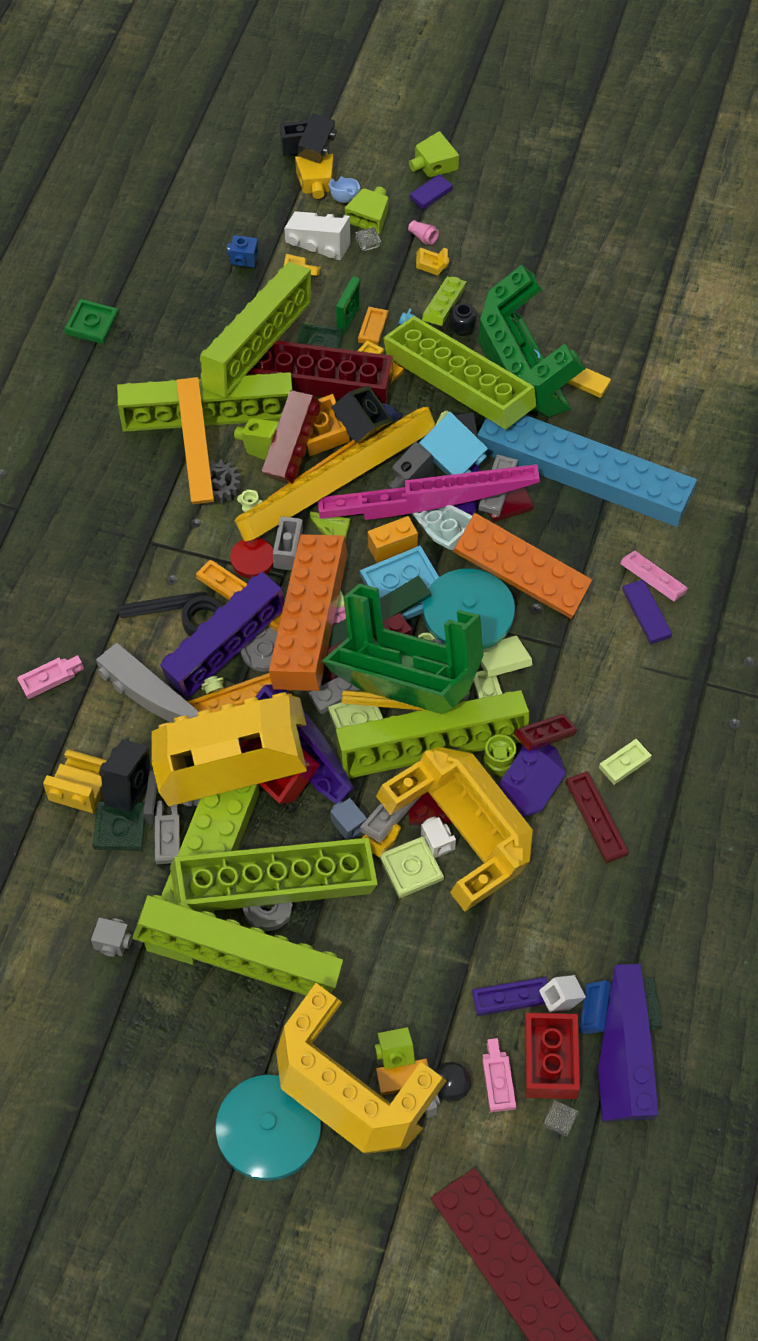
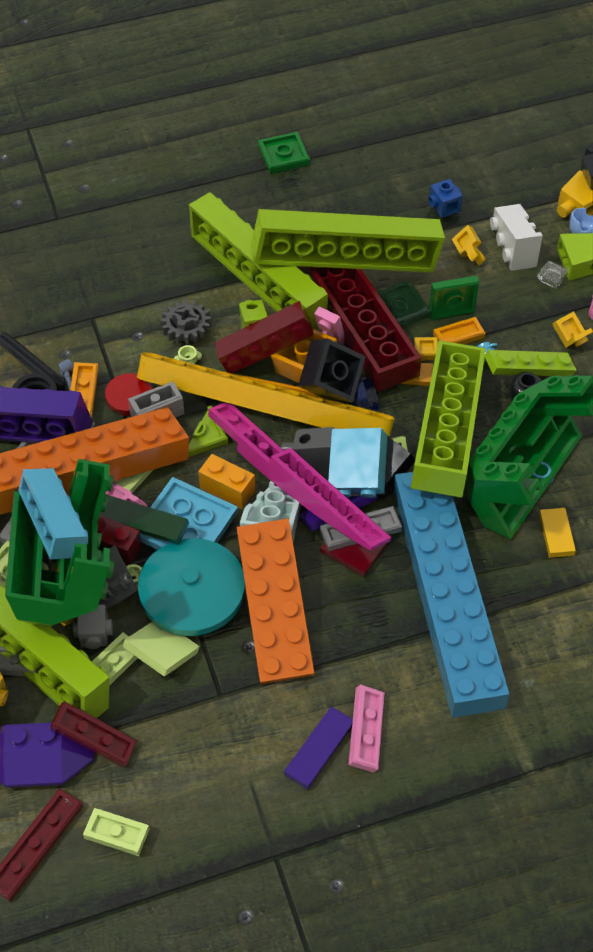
camera: 55 degrees right, 5 degrees down
(191, 586) = (66, 367): none -> sand blue hand
(195, 440) = (198, 275): light orange tile -> none
(319, 387) = (330, 324): none -> bright pink hinge
(370, 642) = (51, 512): none -> medium azure brick
(499, 754) = (39, 705): lime wheel -> none

